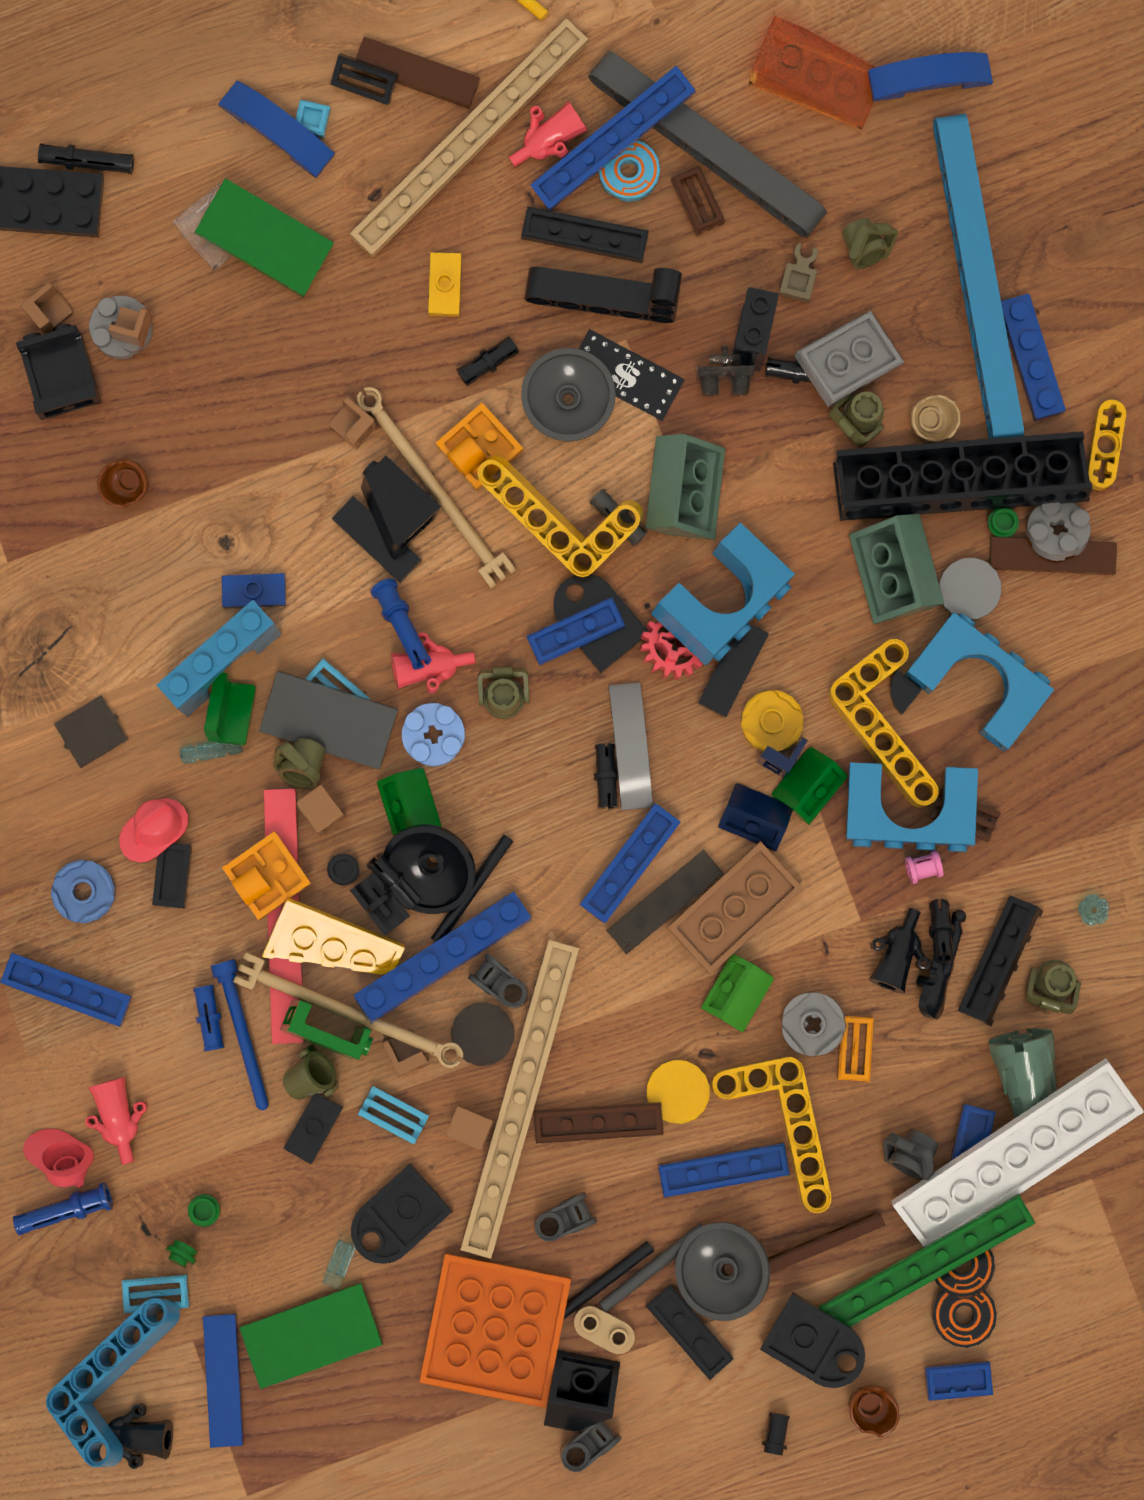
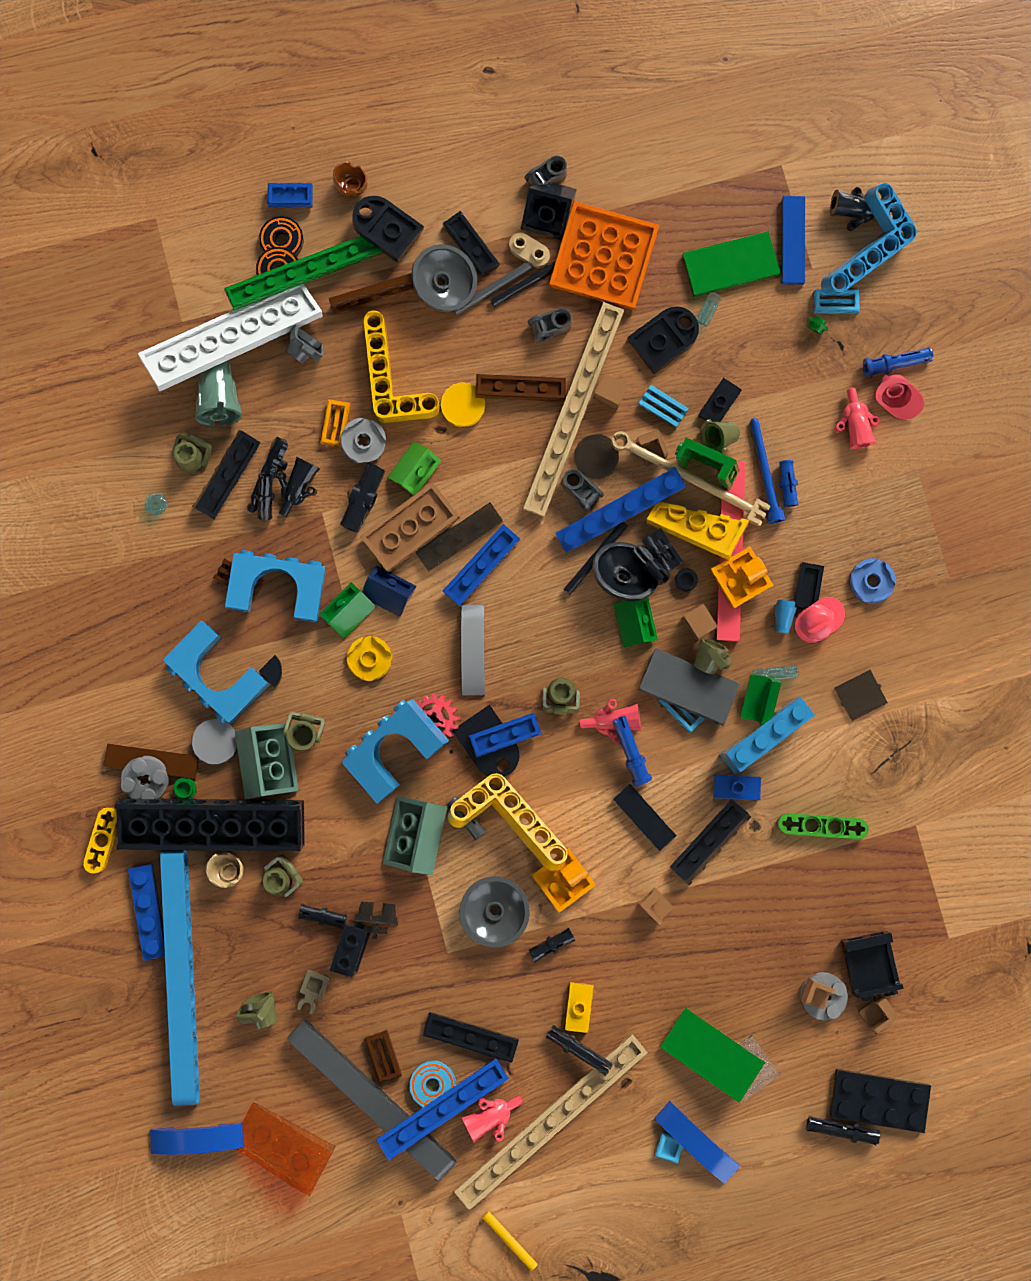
camera: 170 degrees left, 0 degrees up
(66, 989) = (888, 512): blue plate -> none
(122, 483) = (829, 874): dark orange hair -> none
(134, 551) = (822, 826): none -> bright green beam
(204, 833) = (784, 614): none -> dark azure cone
(204, 1210) = (799, 353): green plate -> none
(285, 514) = (710, 841): none -> black hinge
(367, 67) = (624, 1183): black tile -> none
(396, 504) = (628, 840): black slope -> none
(421, 73) = (587, 1177): reddish brown tile -> none
(422, 749) = (623, 660): light blue plate -> none
(440, 228) = (579, 1050): none -> black pin
(491, 563) = (561, 791): tan hinge -> none
(606, 776) = (492, 629): black pin -> none
(607, 295) = (459, 987): black beam -> none
(635, 377) = (444, 924): black sticker -> none
(723, 1170) = (436, 349): blue tile -> none
(732, 672) = (397, 691): black tile -> none
(776, 1434) = (418, 171): black pin -> none
(778, 762) = (360, 623): dark blue panel -> none
(805, 943) = (362, 498): none -> black piece
(849, 358) = (283, 921): light grey tile -> none
(851, 606) = (303, 734): none -> olive piece
(879, 725) = (293, 647): yellow beam -> none
(924, 867) = (272, 543): bright pink bush -> none
(972, 1128) = (260, 359): blue plate -> none

